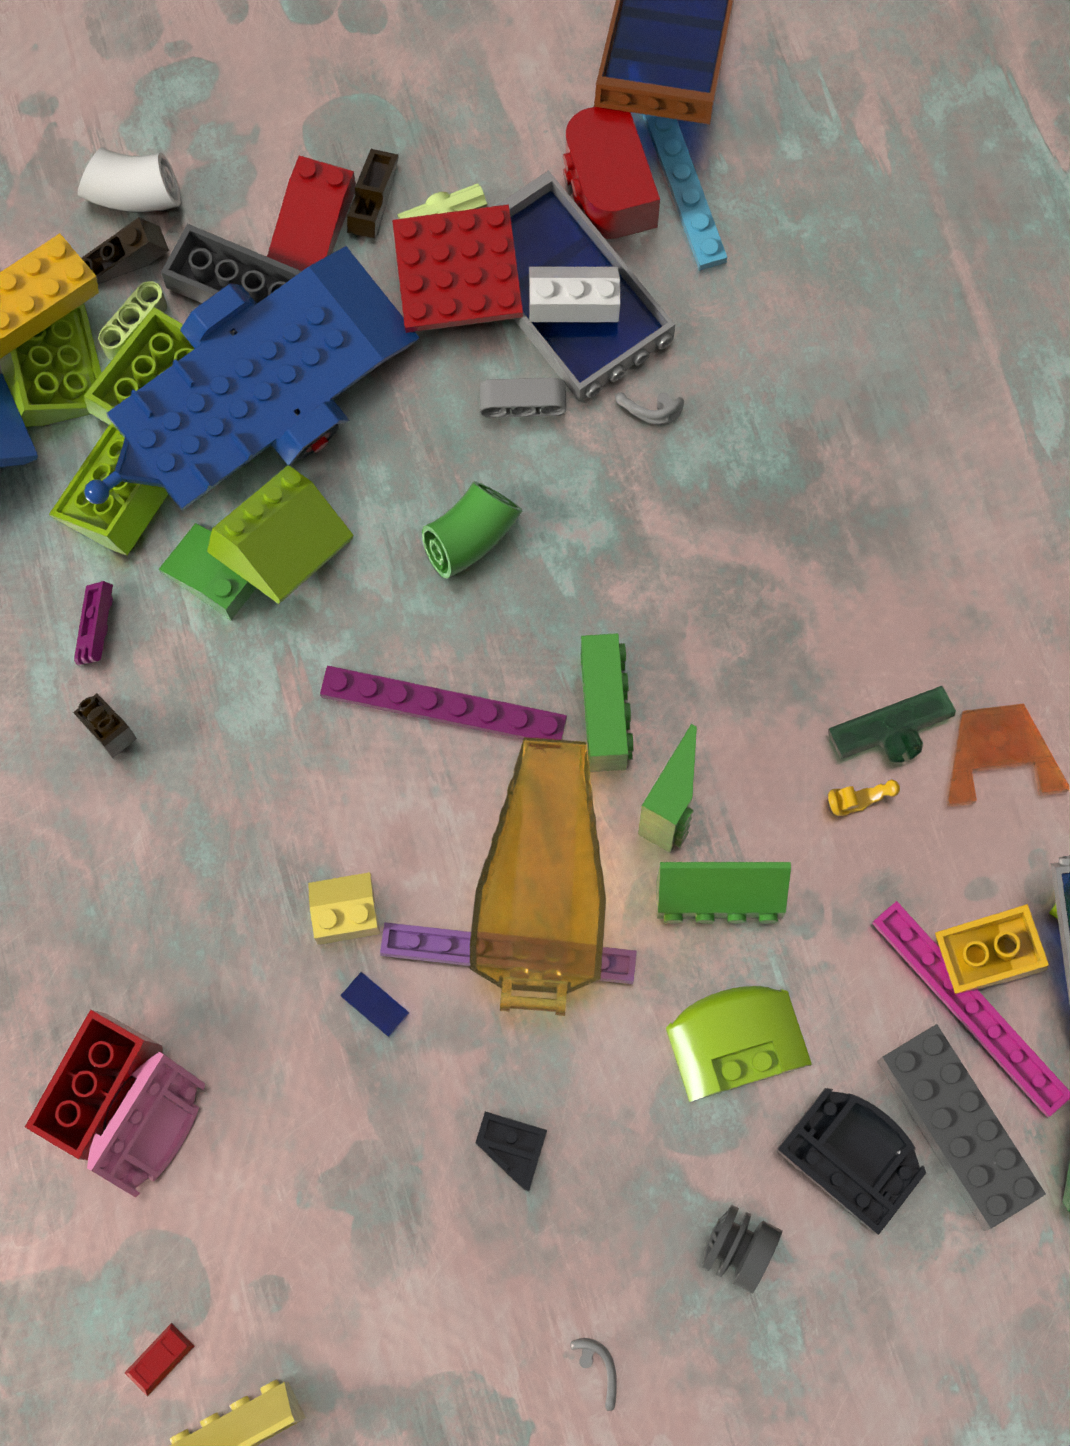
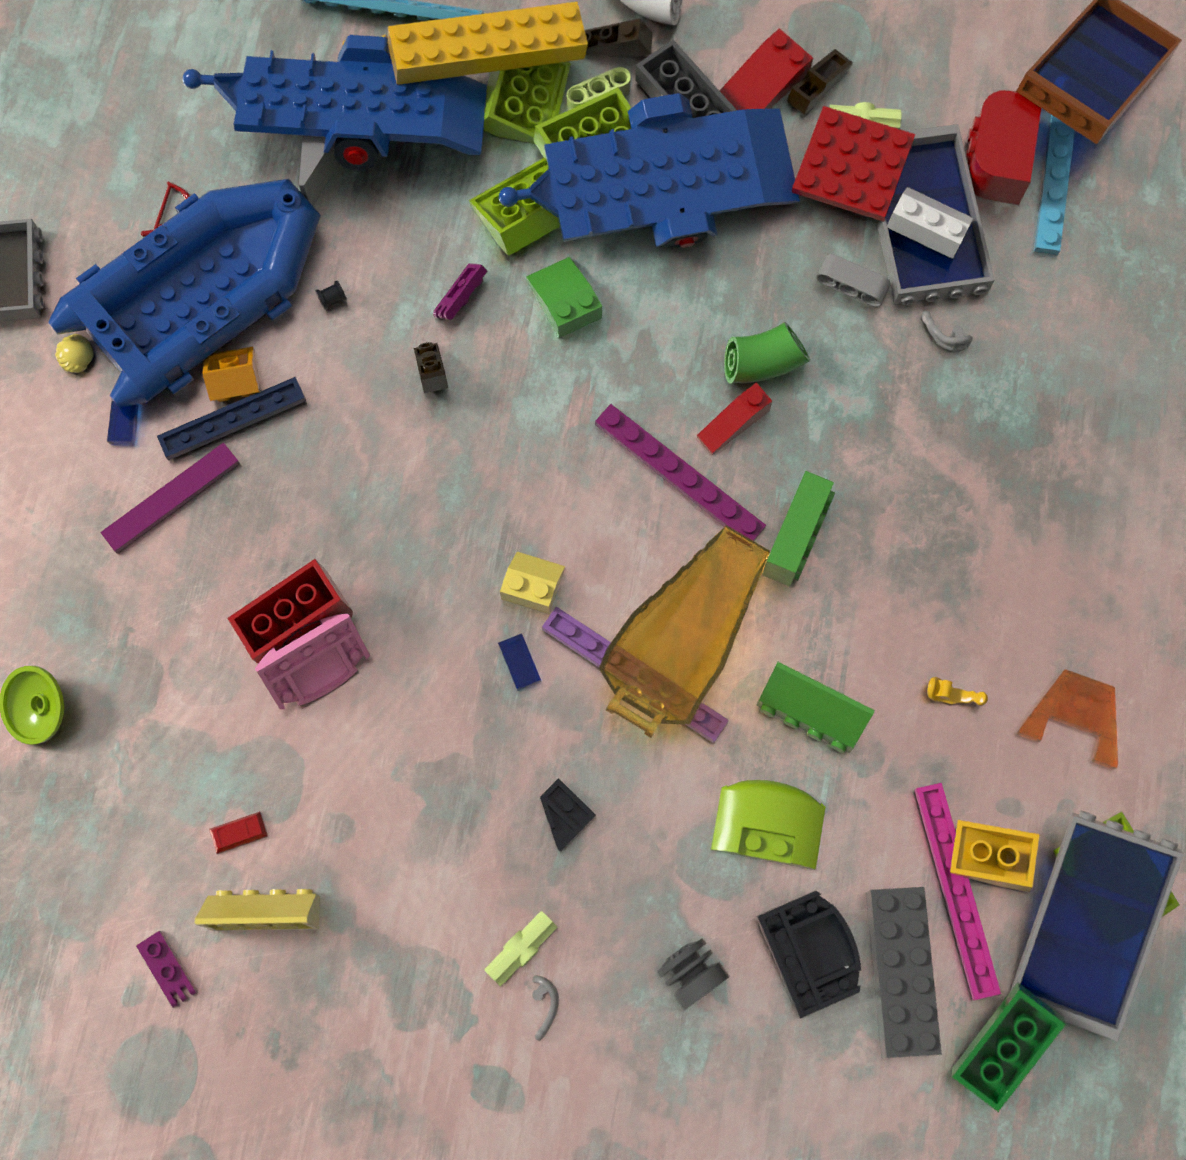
camera: 25 degrees right, 0 degrees up
(280, 535) = (624, 292): lime slope -> none
(473, 614) = (735, 418): none -> red slope
(541, 1320) = (521, 948): none -> yellowish green piece
(667, 808) = (806, 621): bright green slope -> none
(893, 726) = (1006, 654): clear green plate -> none

